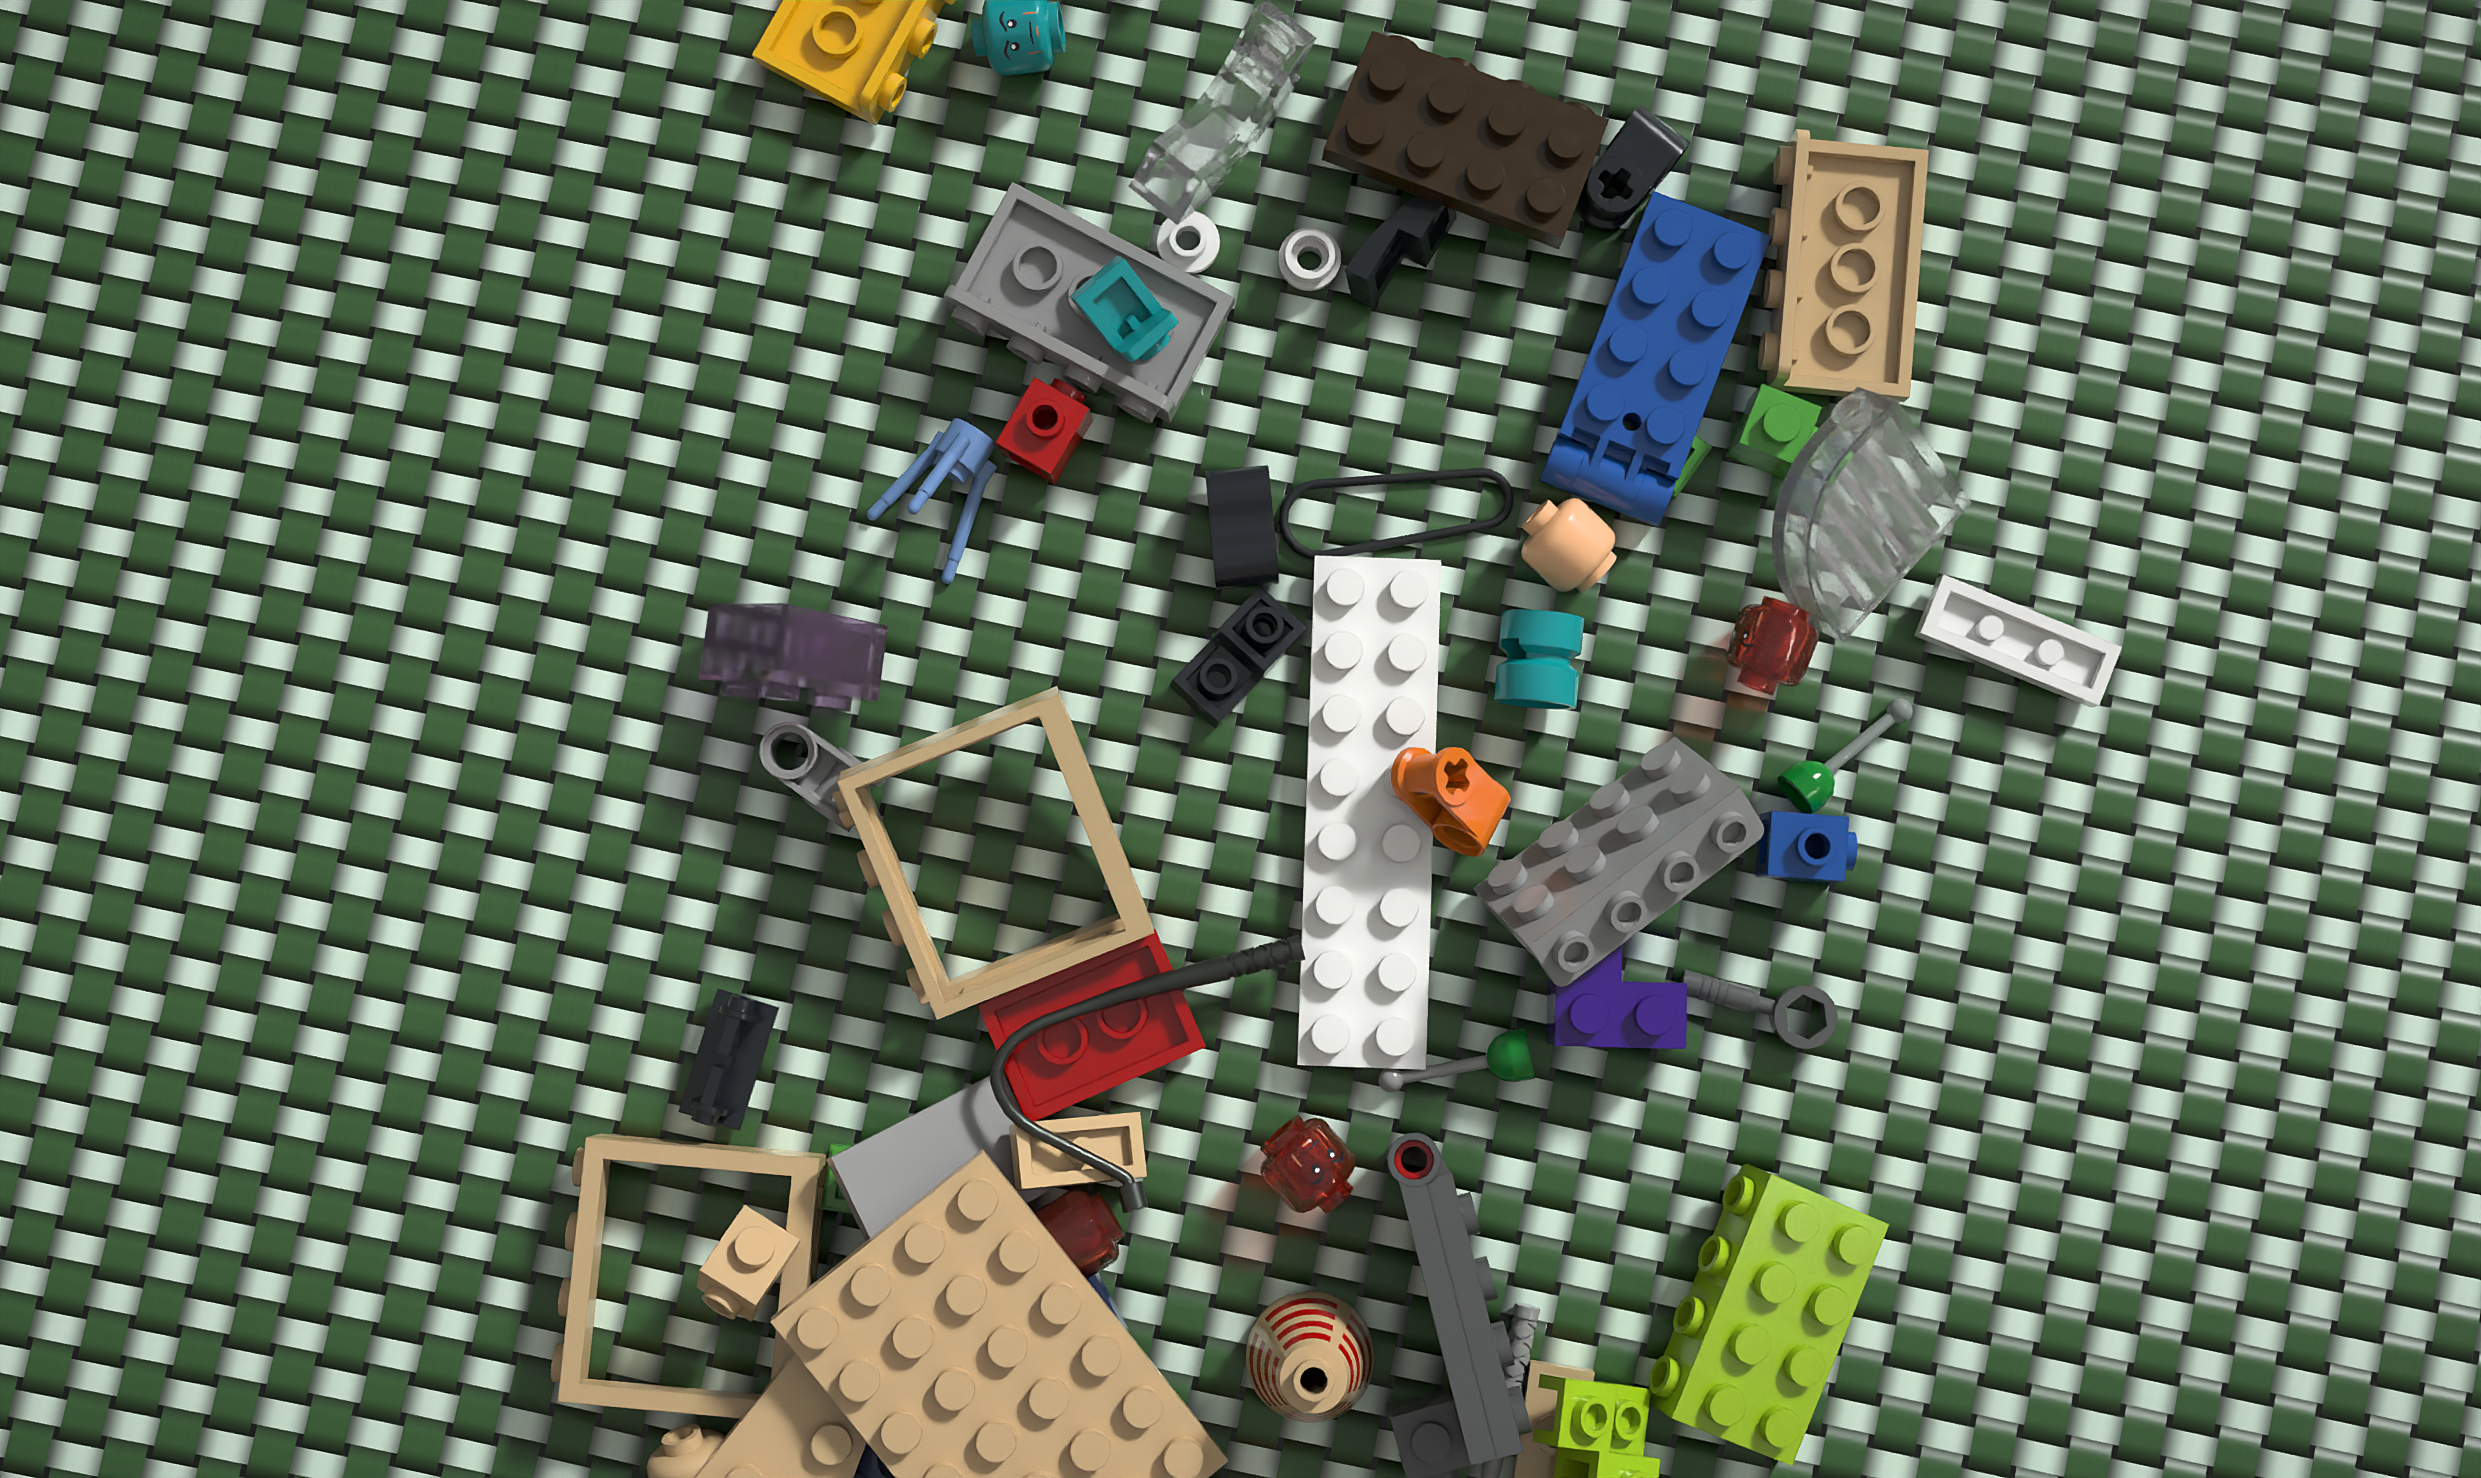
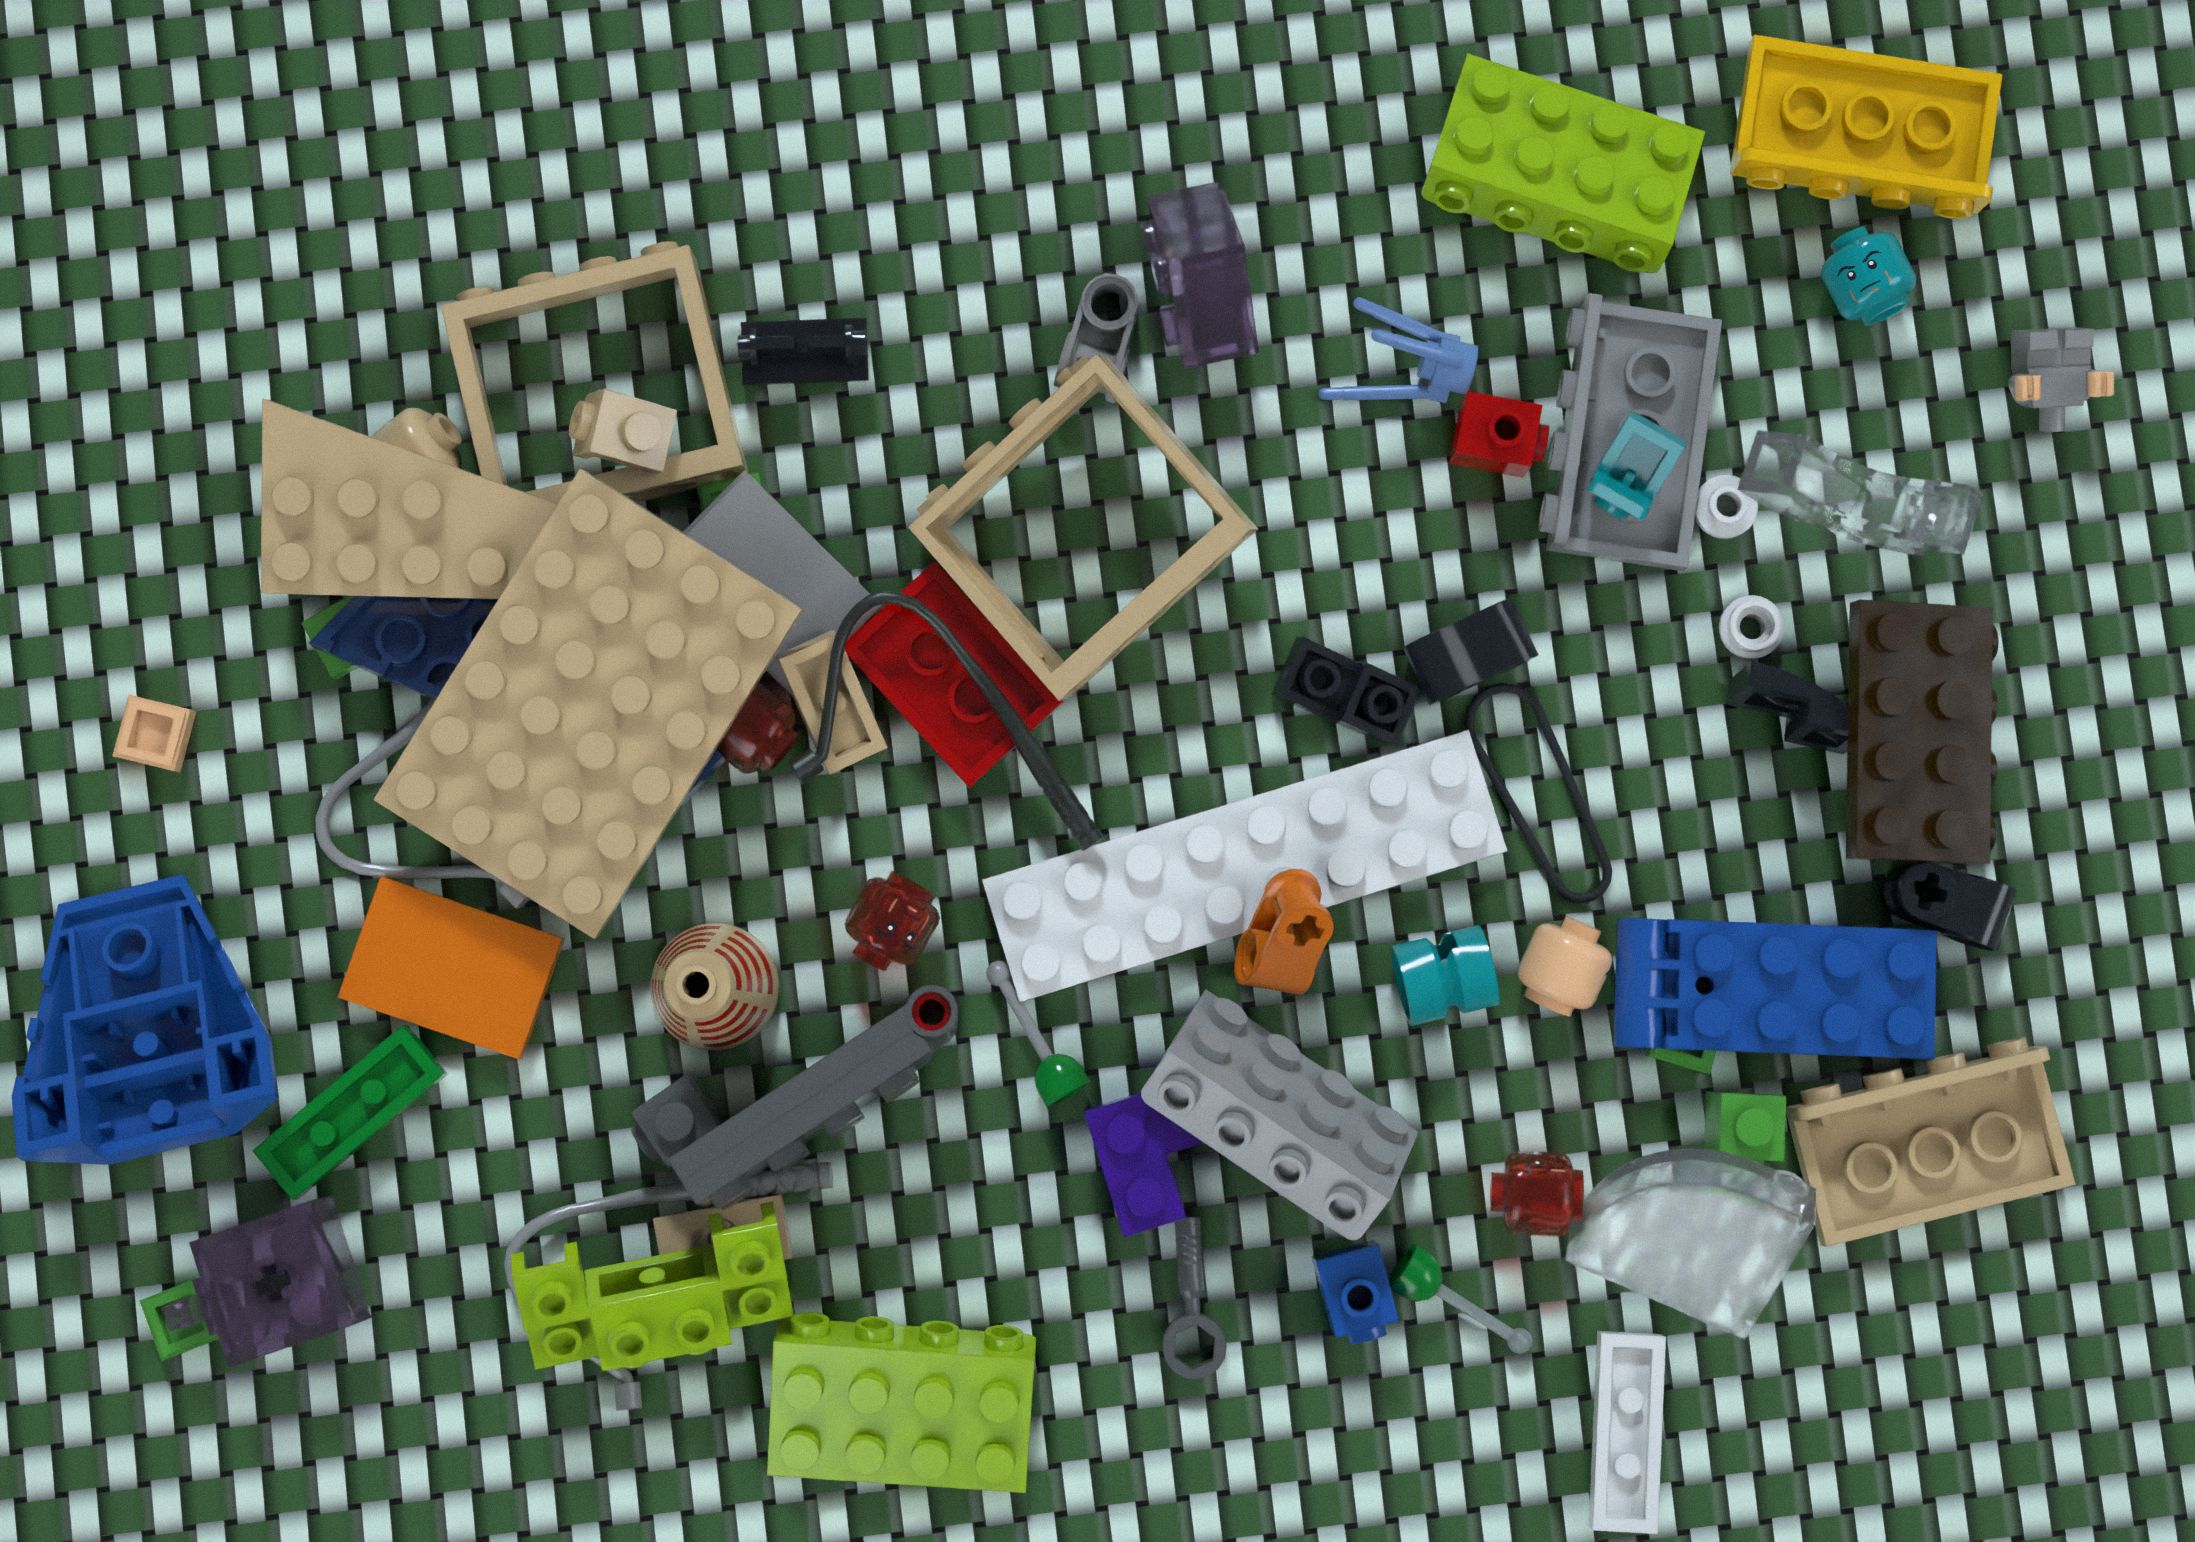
camera: 65 degrees right, 0 degrees up
(811, 277) = (1563, 165): none -> lime bracket

